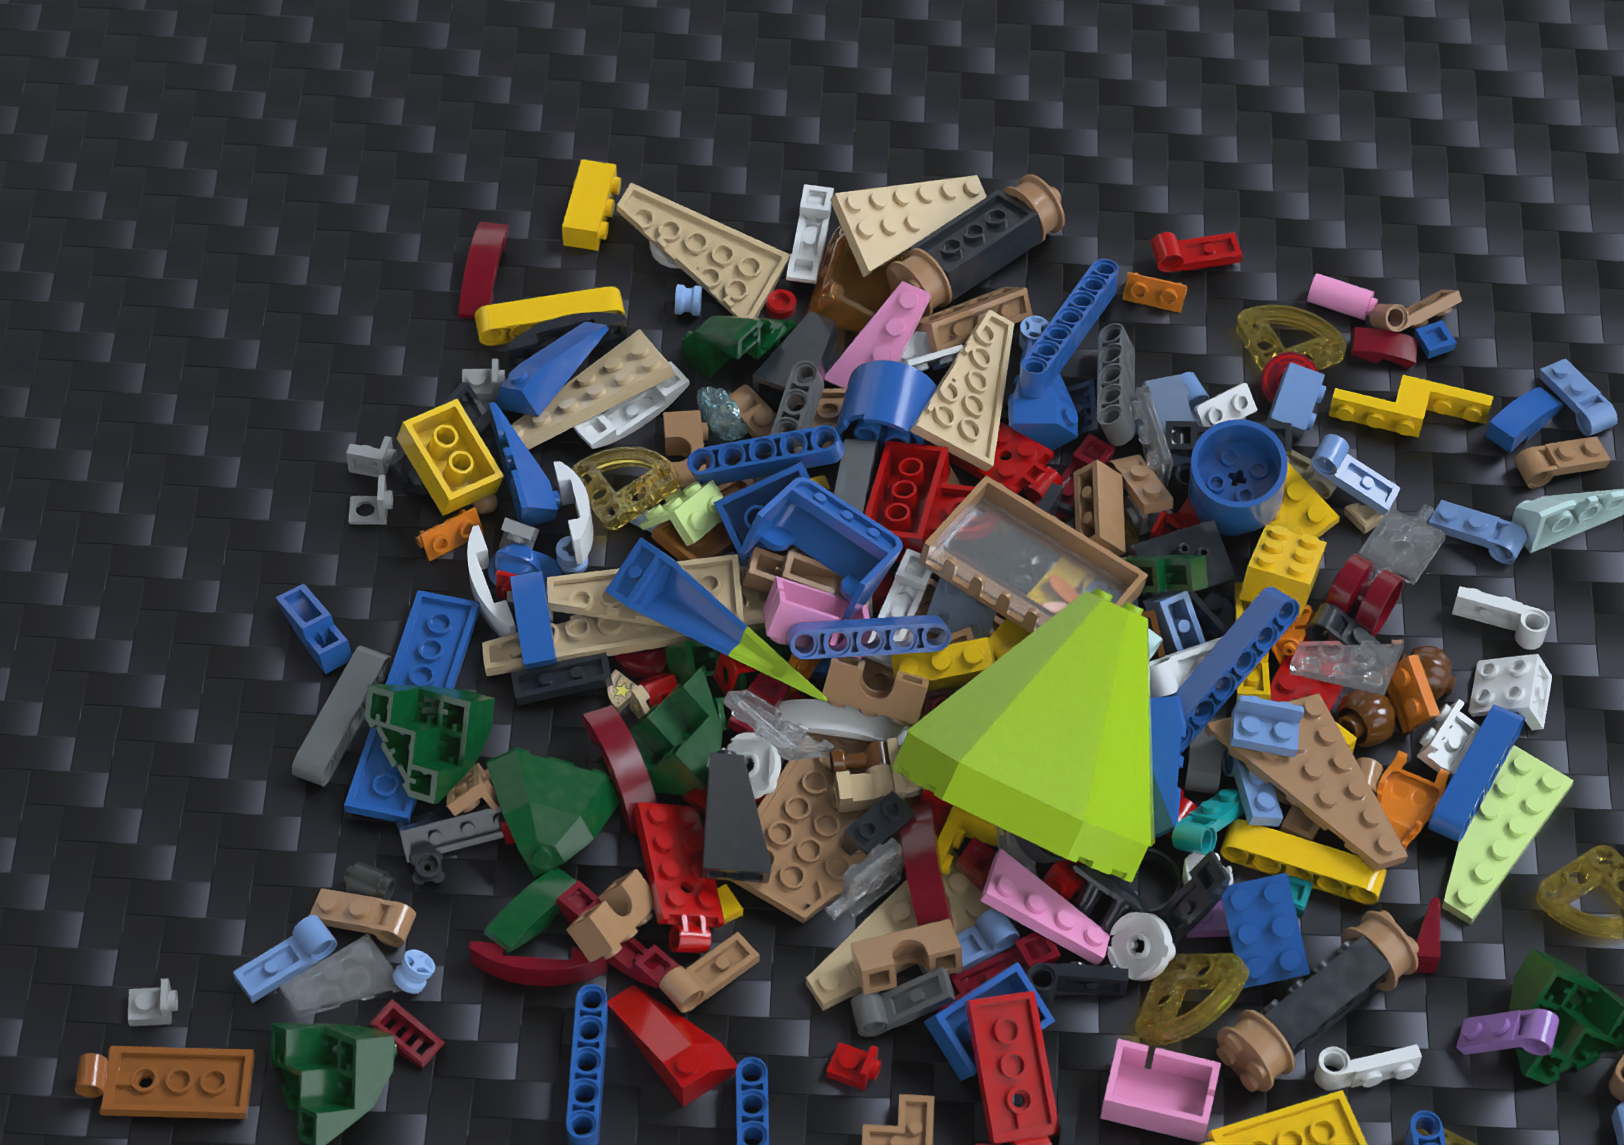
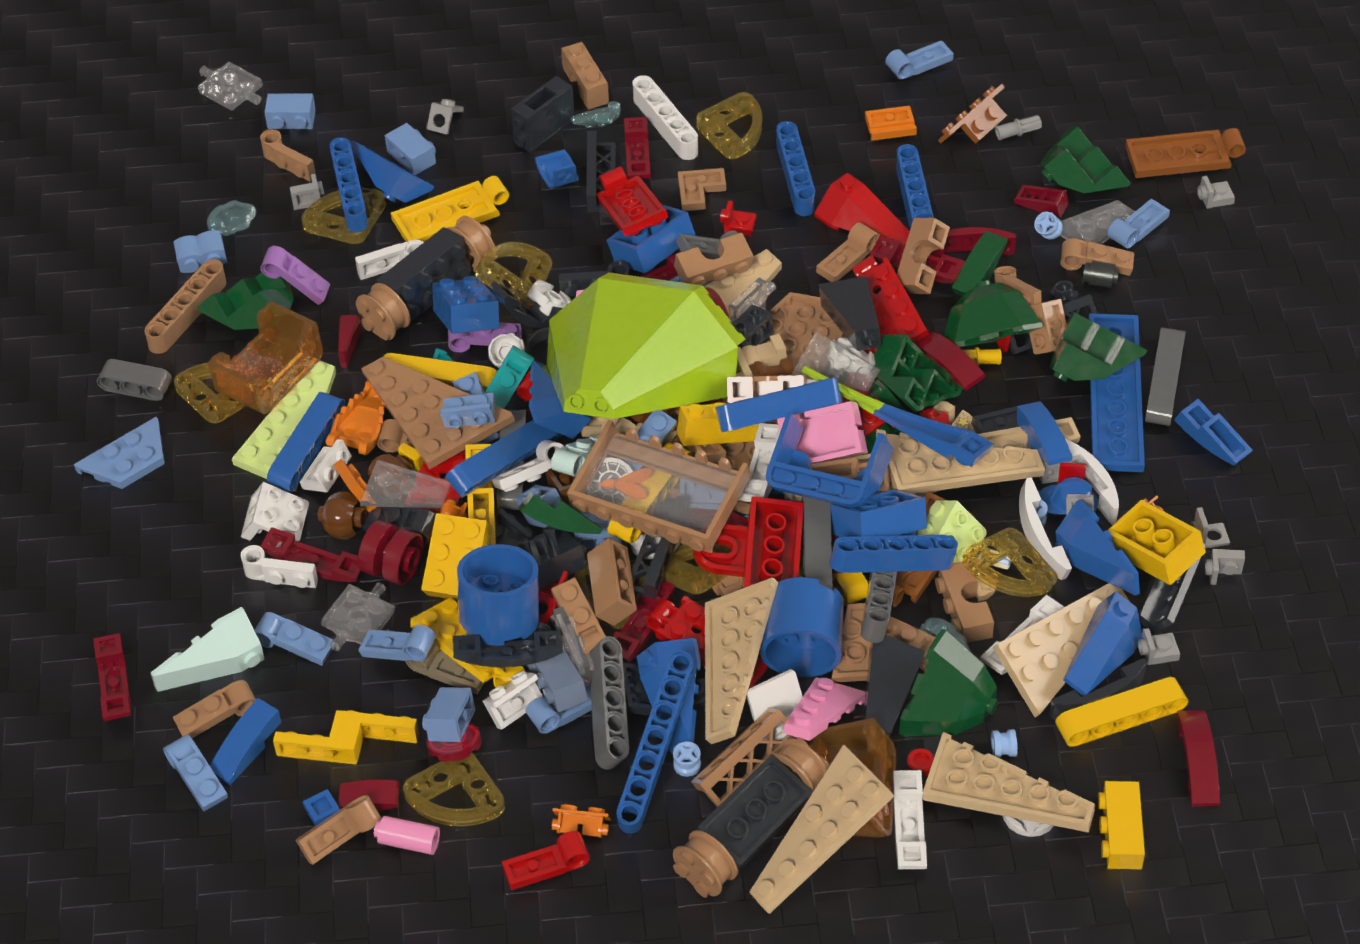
camera: 175 degrees right, 5 degrees down
(502, 851) = (1007, 276): none -> medium nougat plate
(1167, 1098) = (531, 219): bright pink piece -> none
(1456, 629) = (329, 566): none -> dark red slope
(1542, 876) = (271, 362): none -> clear orange windscreen

